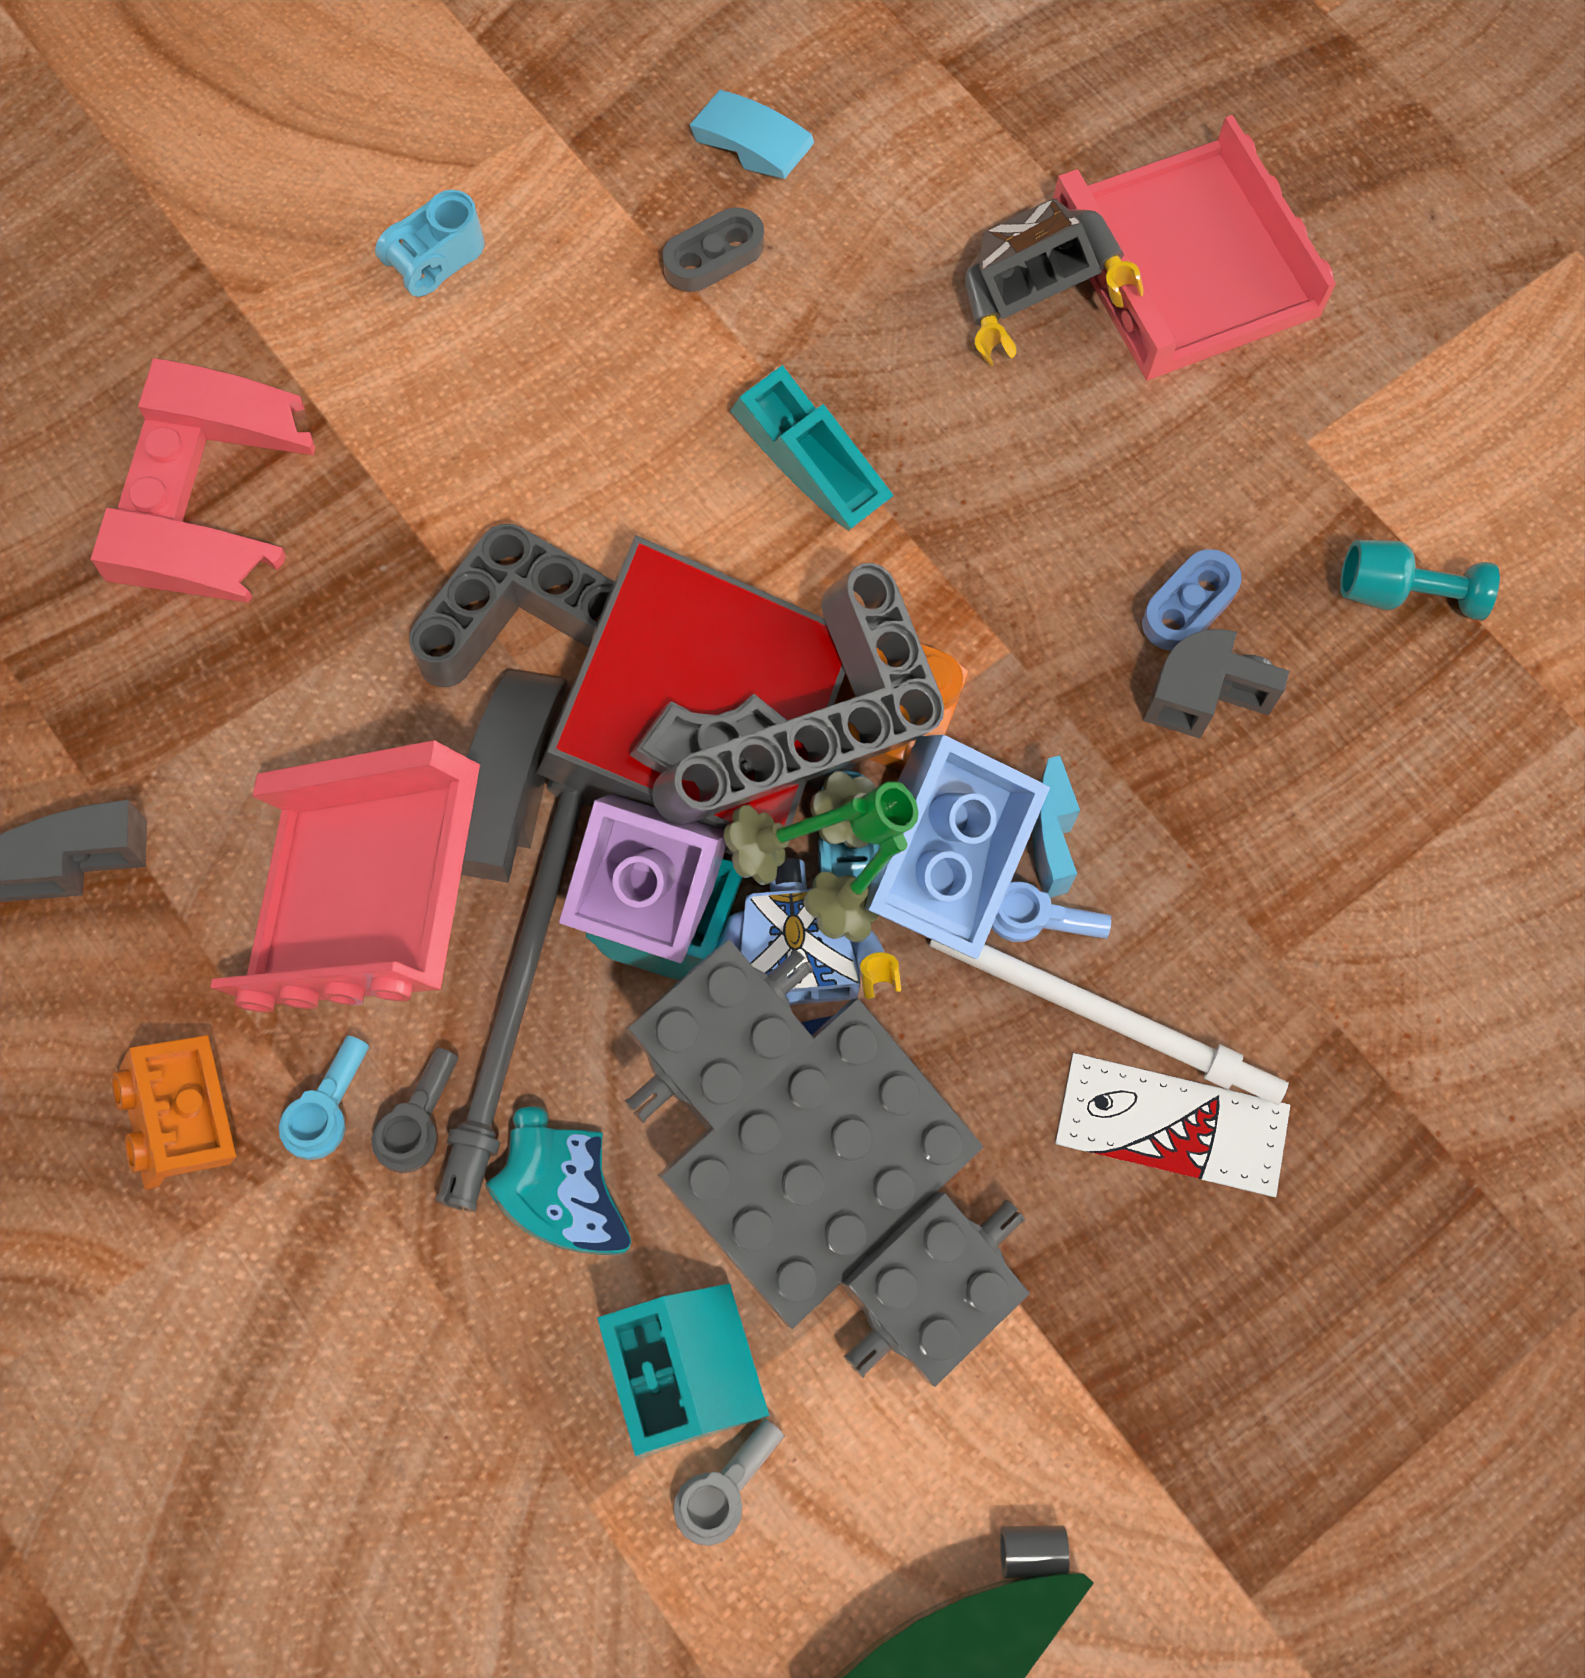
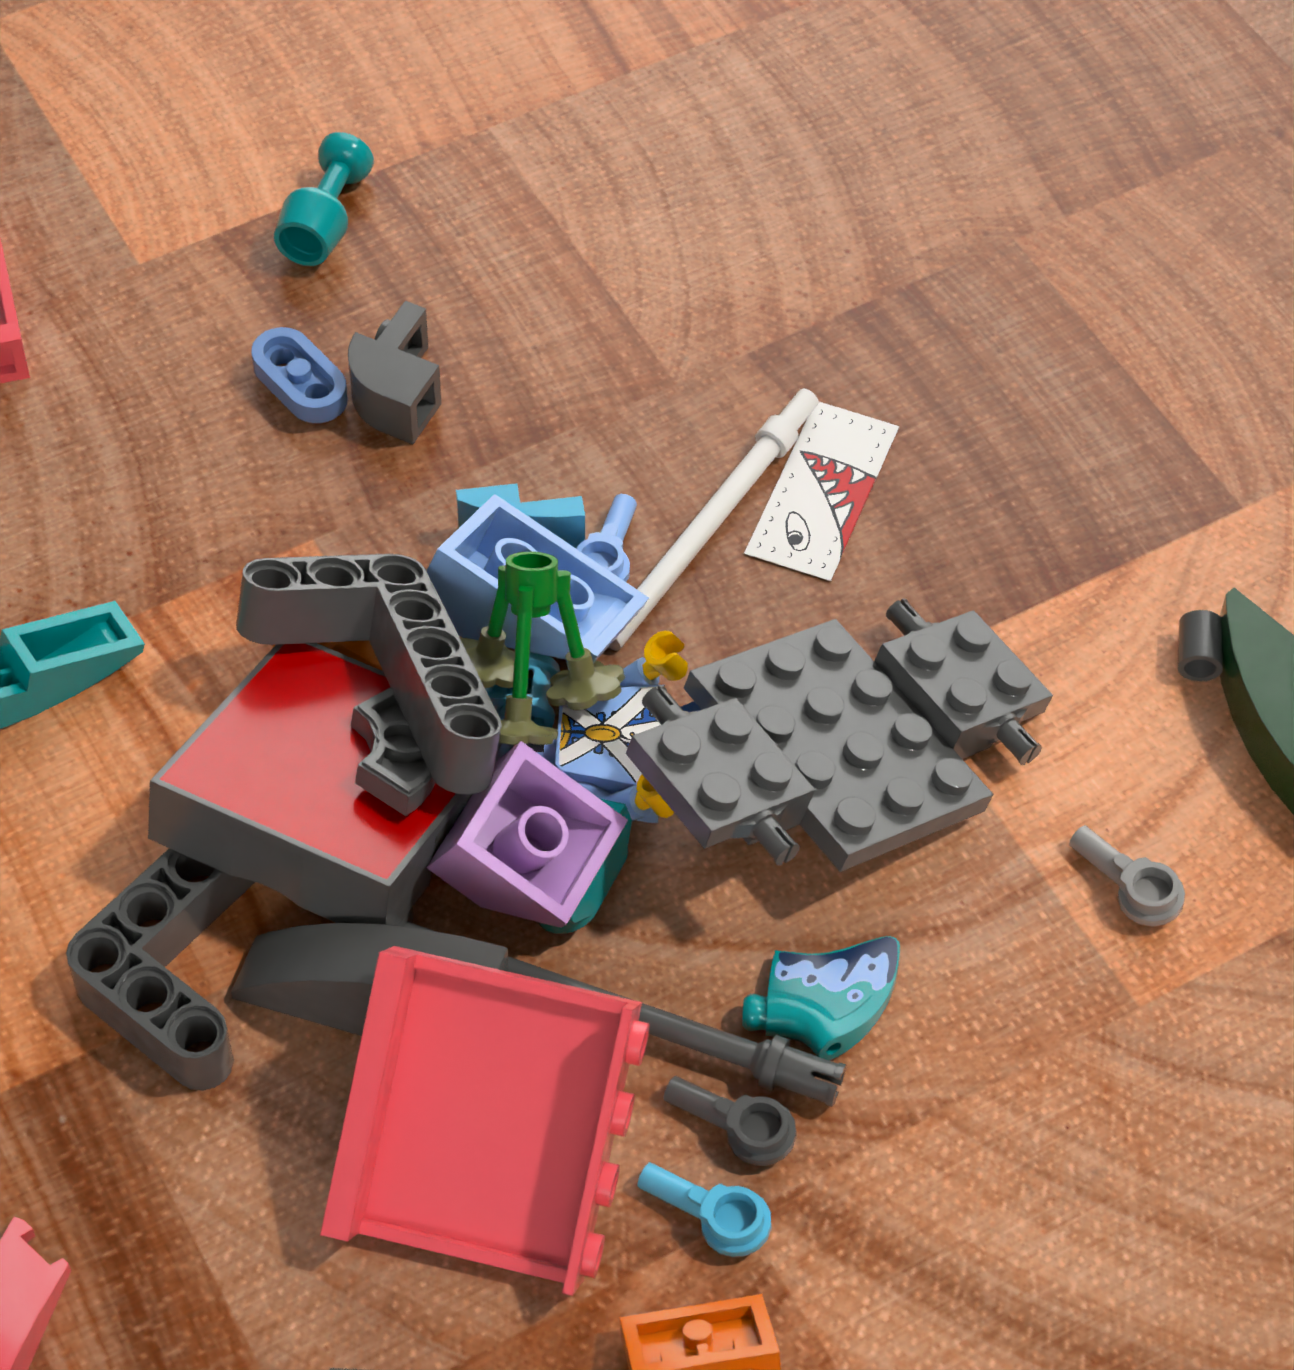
camera: 80 degrees left, 15 degrees down
(682, 1368) = (1027, 899): teal slope -> none

